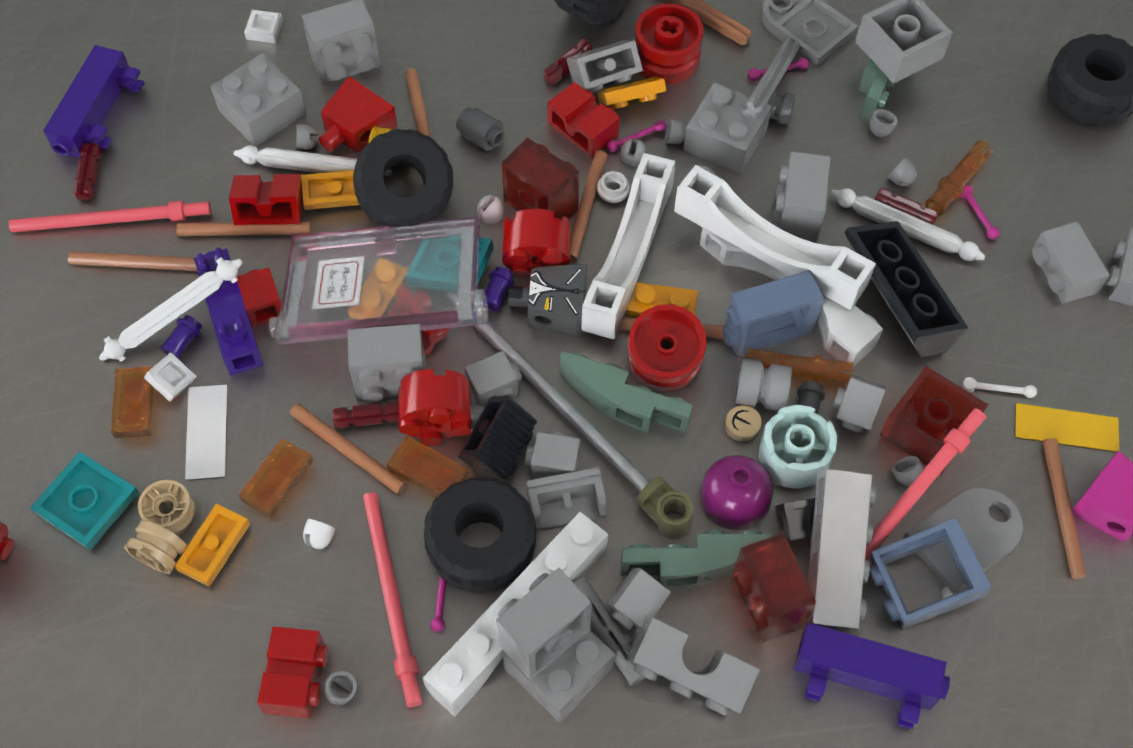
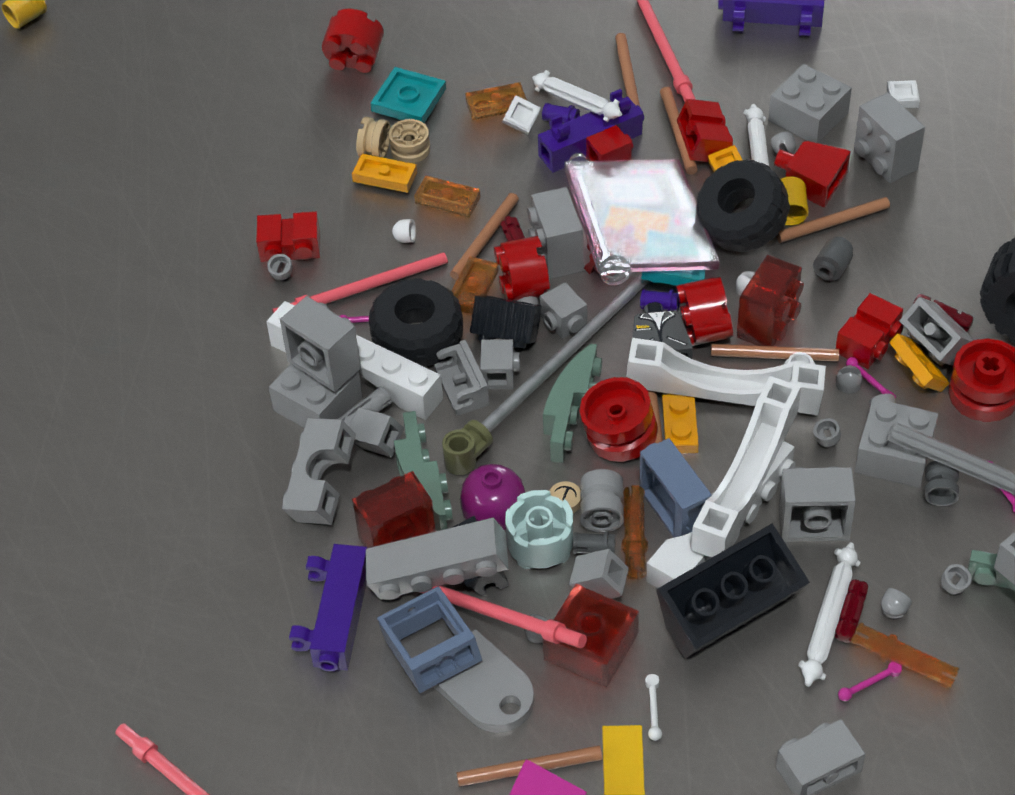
camera: 85 degrees right, 10 degrees down
(87, 171) = (705, 24): dark red axle -> none
(206, 432) = (484, 152): white sticker -> none

